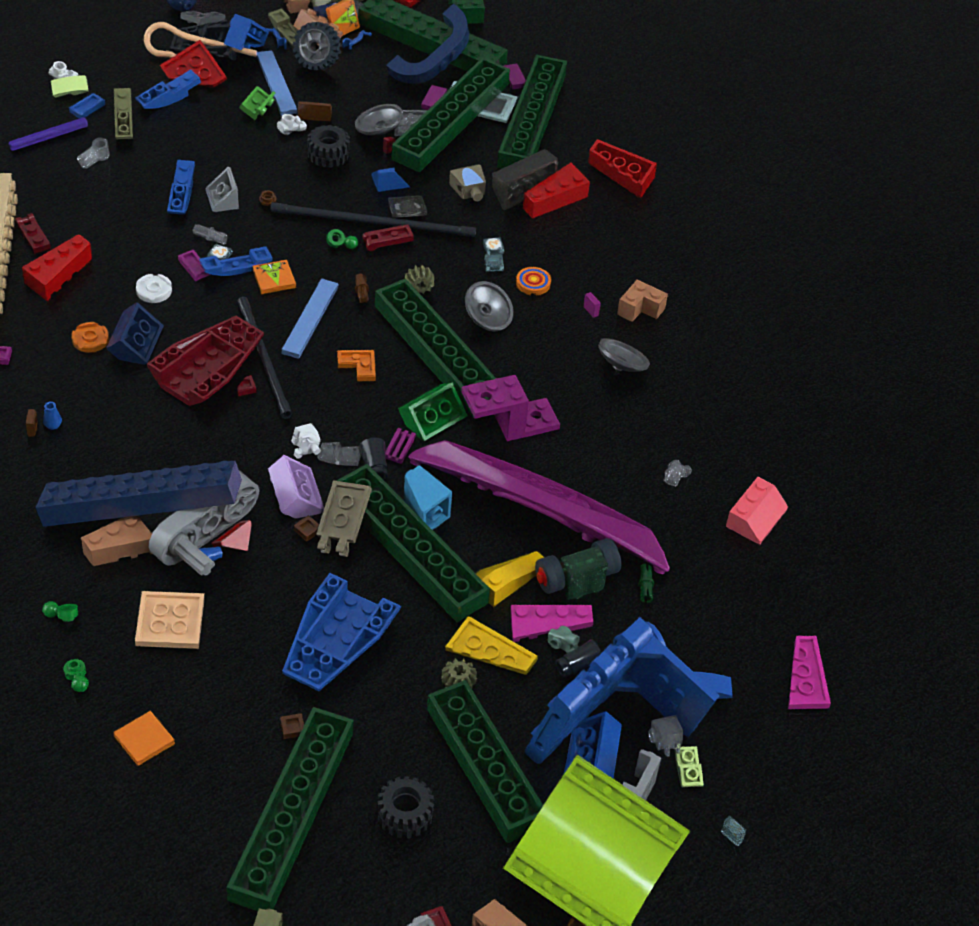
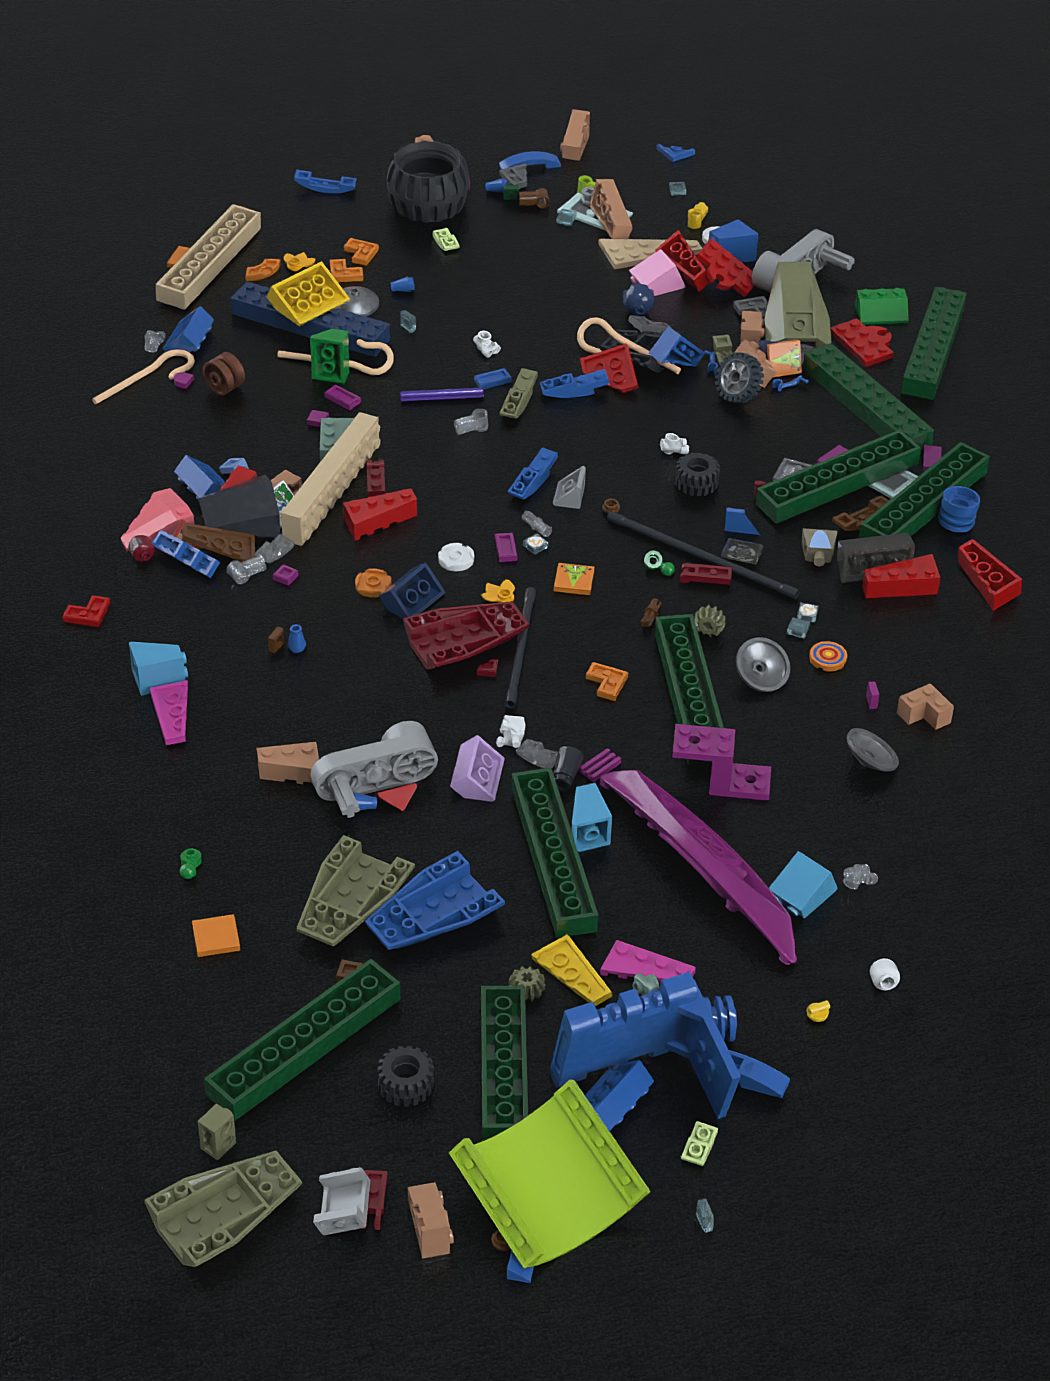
camera: 30 degrees right, 5 degrees down
(65, 612) = (211, 808): green plate -> none
(67, 85) = (486, 355): yellowish green slope -> none
(139, 493) = (324, 724): dark blue brick -> none
(169, 619) = (296, 845): light nougat plate -> none
(216, 311) = (499, 593): none -> light orange plate
(236, 265) = (543, 558): blue slope -> none
(251, 648) = (349, 891): none -> olive wedge
(256, 102) = (653, 416): bright green bracket -> none
(276, 83) = (685, 403): medium blue tile -> none
(306, 528) = (467, 809): reddish brown plate -> none
(309, 318) = (585, 626): medium blue tile -> none
(314, 111) = (705, 439): reddish brown panel -> none
(342, 516) = (500, 807): dark tan tile -> none
(379, 119) = (762, 463): flat silver dish -> none
(433, 411) = (647, 744): green slope -> none
(439, 60) = (858, 419): dark blue arch -> none
(491, 142) = (853, 521): none -> reddish brown slope
(508, 576) = (628, 915): yellow wedge -> none
(567, 115) = (958, 509): none -> blue wheel
(579, 572) = (700, 930): brick -> none
(639, 496) = (803, 885): none -> dark azure slope
(646, 583) = (763, 966): dark green pin -> none
(647, 771) = (641, 1138): light grey panel -> none
(666, 734) = (693, 1105): clear brick -> none
(713, 607) = (818, 1011): none -> yellow plate
(748, 553) = (884, 974): none -> white head
(757, 511) = (920, 938): coral slope -> none
(808, 679) = (872, 1110): dark pink wing -> none

